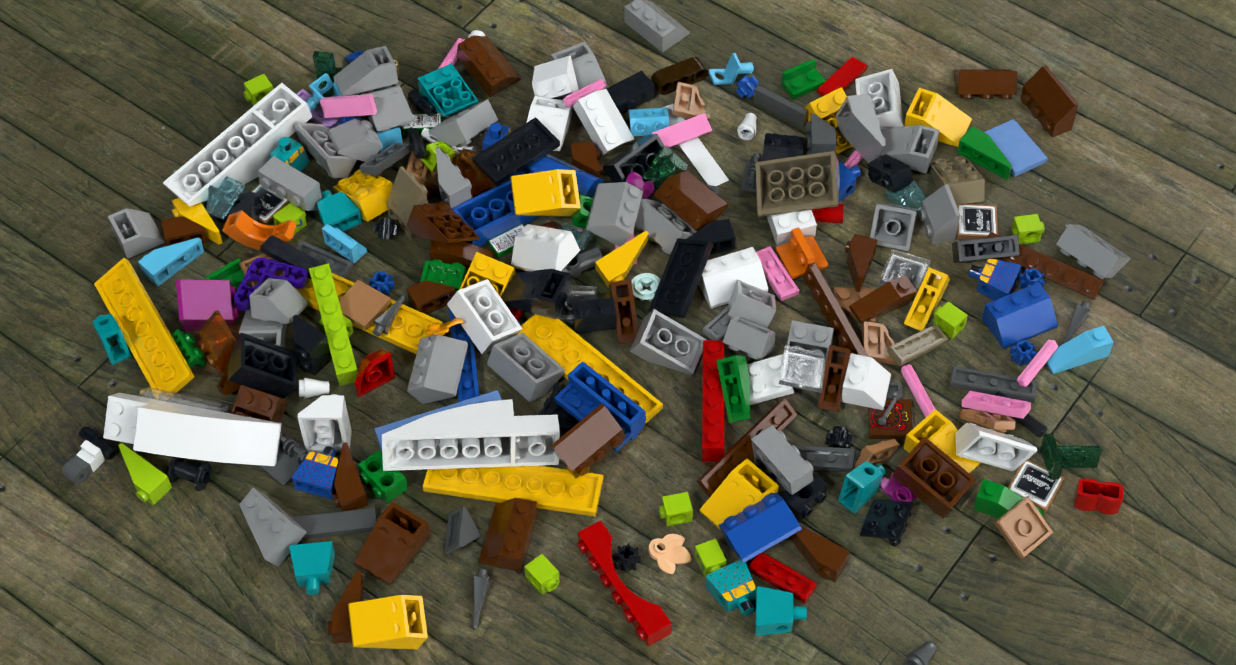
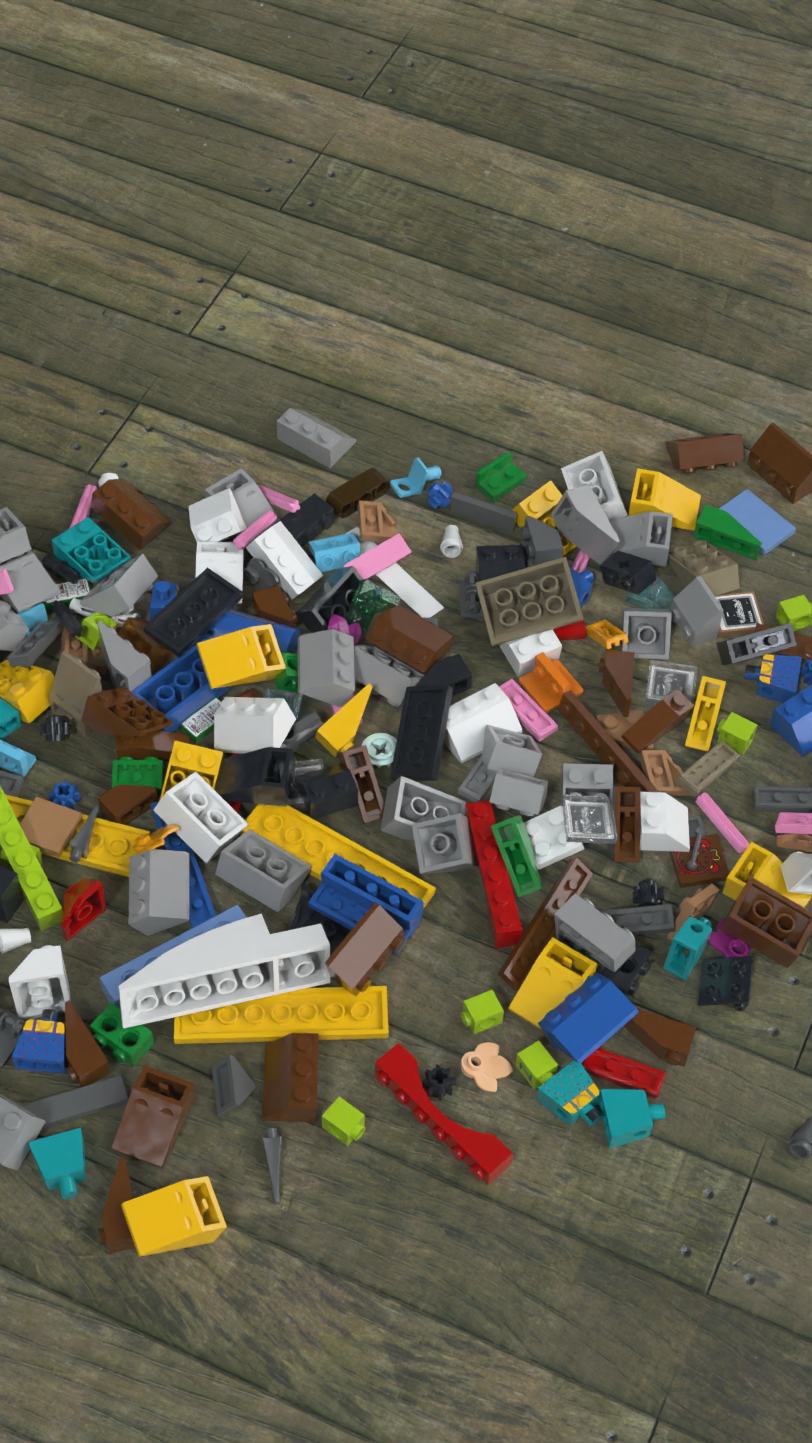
camera: 15 degrees left, 0 degrees up
(578, 128) = (256, 572): none -> dark grey plate
(611, 71) = (280, 500): none -> bright pink axle
(678, 370) = (444, 844): none -> light grey slope
(843, 76) = (544, 468): red tile -> none
(855, 221) = (602, 635): none -> light orange tile

